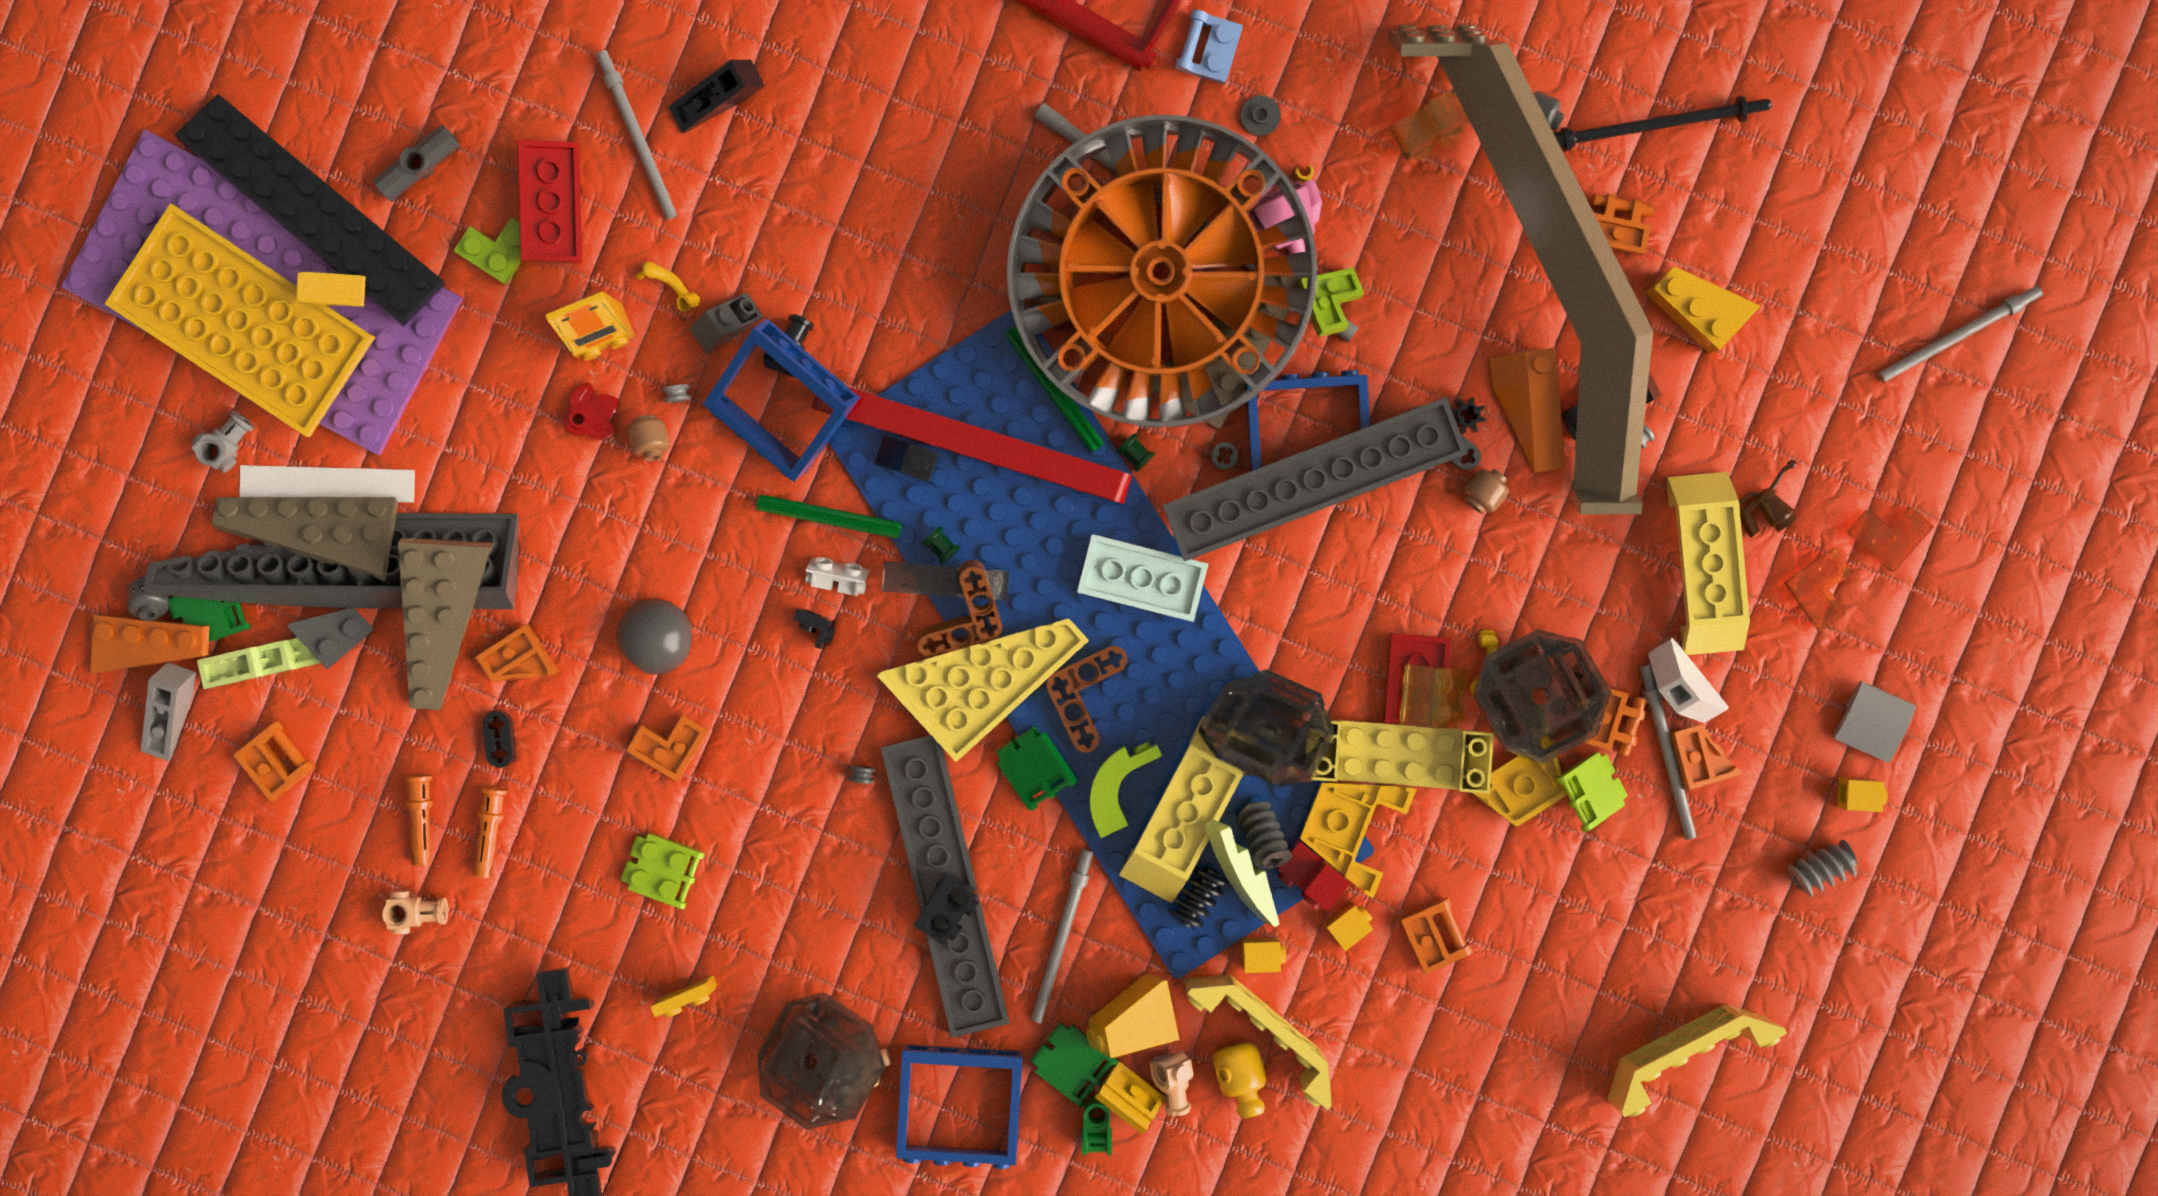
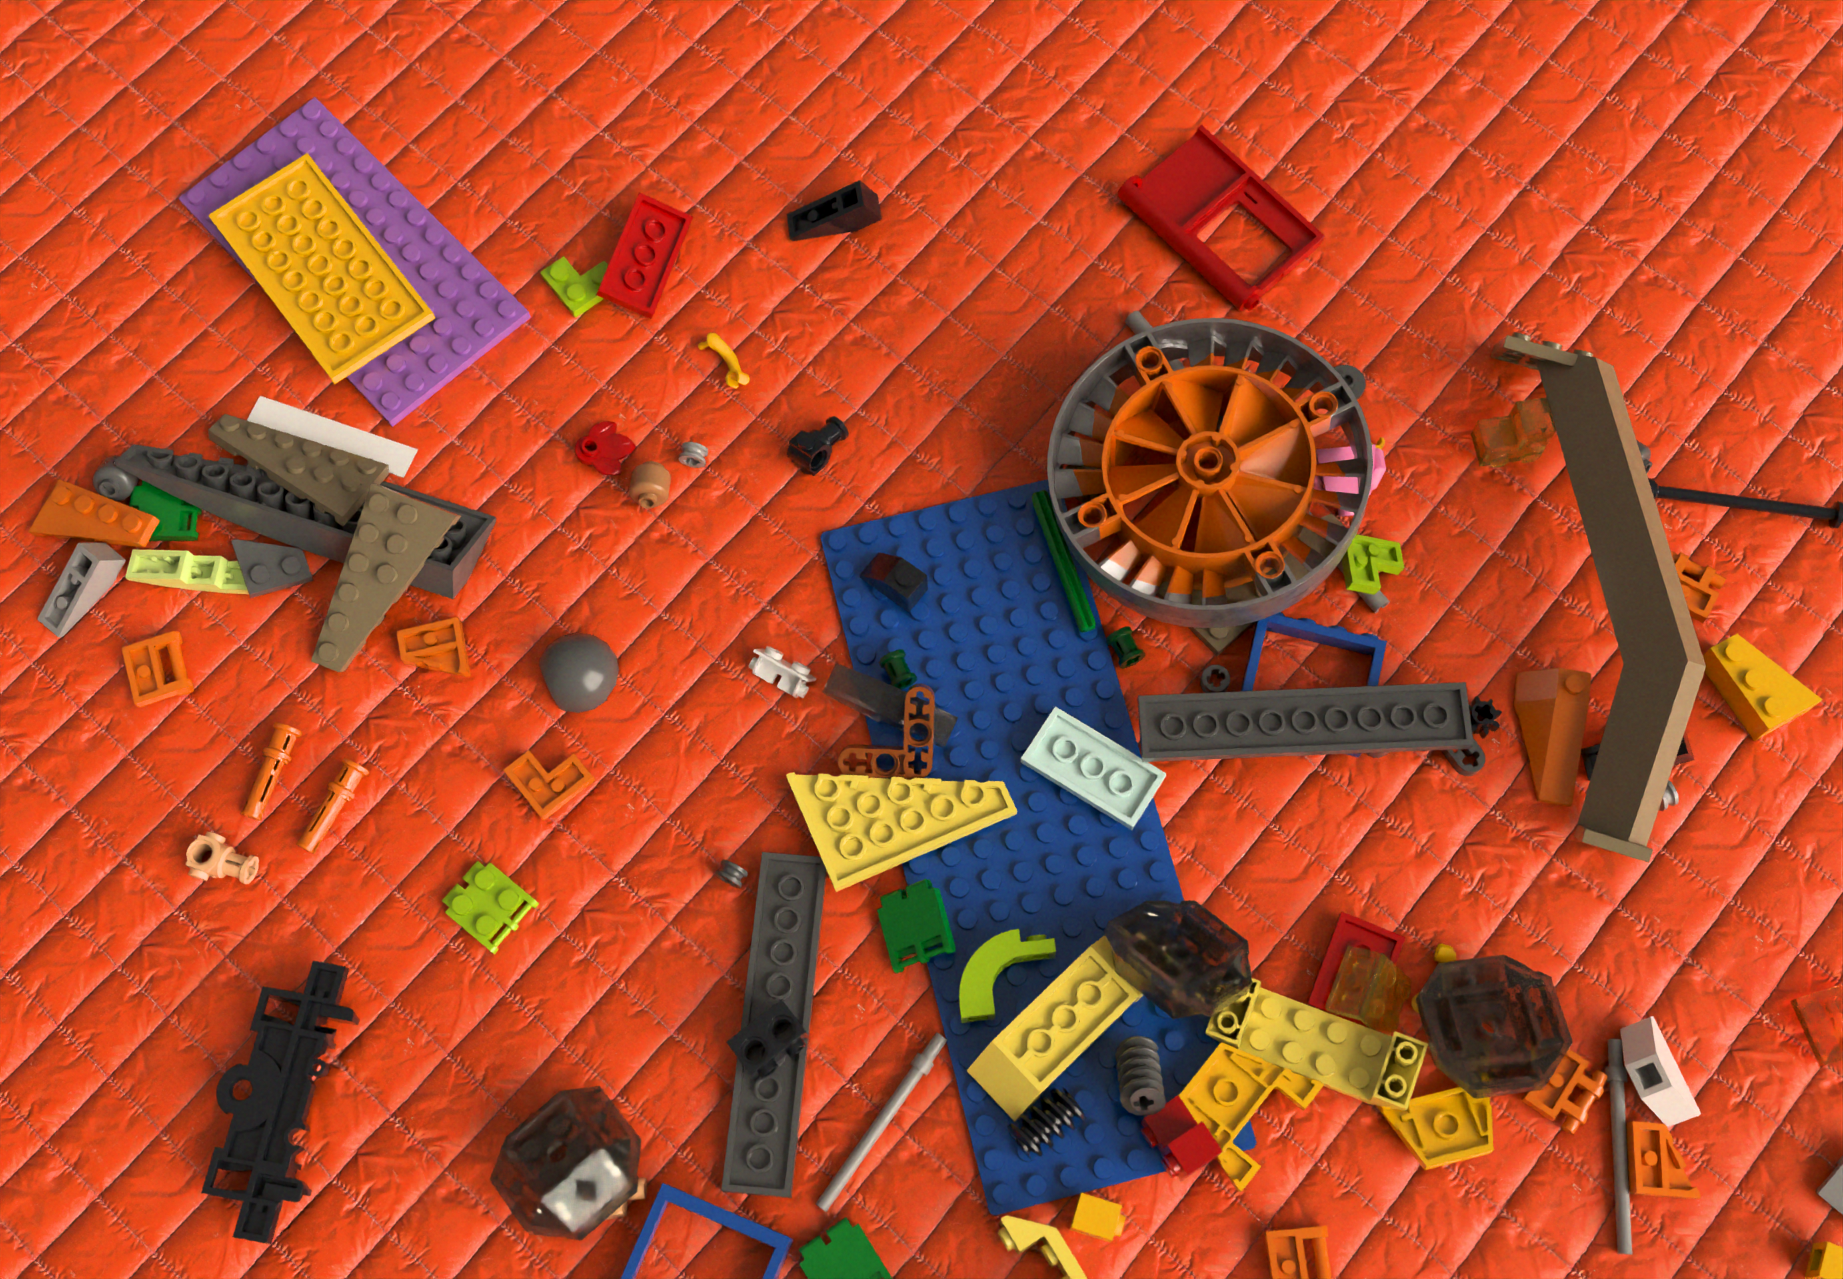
camera: 25 degrees right, 20 degrees down
(225, 440) = (254, 366): light grey connector -> none
(309, 209) = (429, 201): black plate -> none
(330, 289) = (413, 258): yellow slope -> none
(433, 151) = (526, 194): dark grey piece -> none
(506, 737) = (377, 717): black beam -> none
(592, 325) = (638, 361): yellow slope -> none
(614, 82) = (745, 181): light grey bar -> none
(695, 994) = (463, 1042): yellow plate -> none
(725, 322) = (764, 406): dark grey slope -> none
(808, 372) = (836, 468): blue window -> none
(812, 621) = (740, 705): black bracket -> none
(829, 516) = (796, 611): green axle -> none
(986, 446) = (968, 584): red beam -> none
(1077, 684) = (988, 854): dark orange beam -> none
(1134, 1019) = (932, 1237): yellow slope -> none
(1218, 50) = (1320, 316): light blue plate -> none
(1246, 879) = (1106, 1120): yellowish green slope -> none
(1349, 925) = (1205, 1217): yellow brick -> none
(1486, 491) = (1482, 798): medium nougat head -> none
(1593, 790) = (1524, 1154): lime plate -> none
(1710, 562) = (1713, 954): light yellow slope -> none
(1775, 510) = (1796, 918): reddish brown piece -> none

